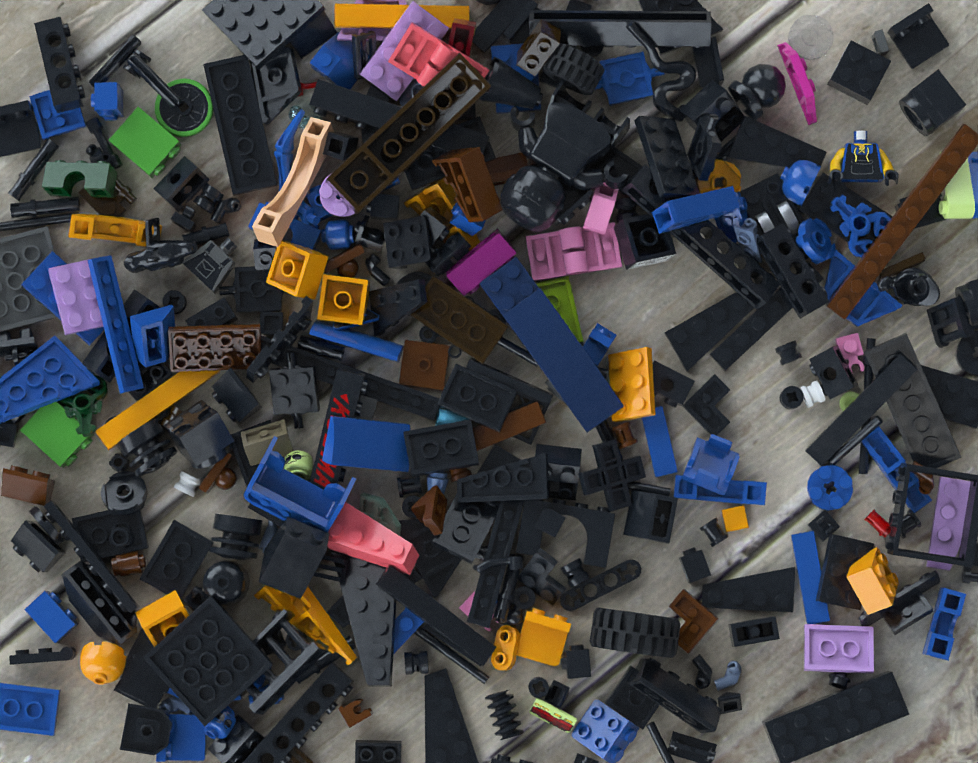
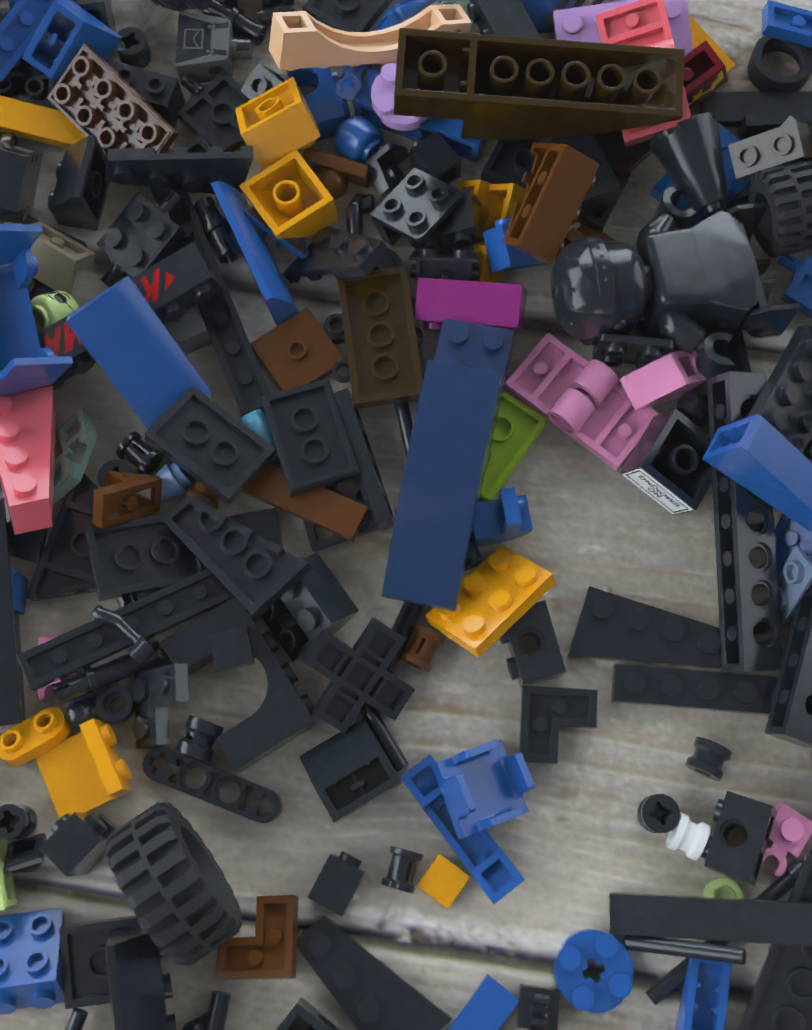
camera: 50 degrees right, 10 degrees down
(659, 443) = (451, 700): blue tile -> none

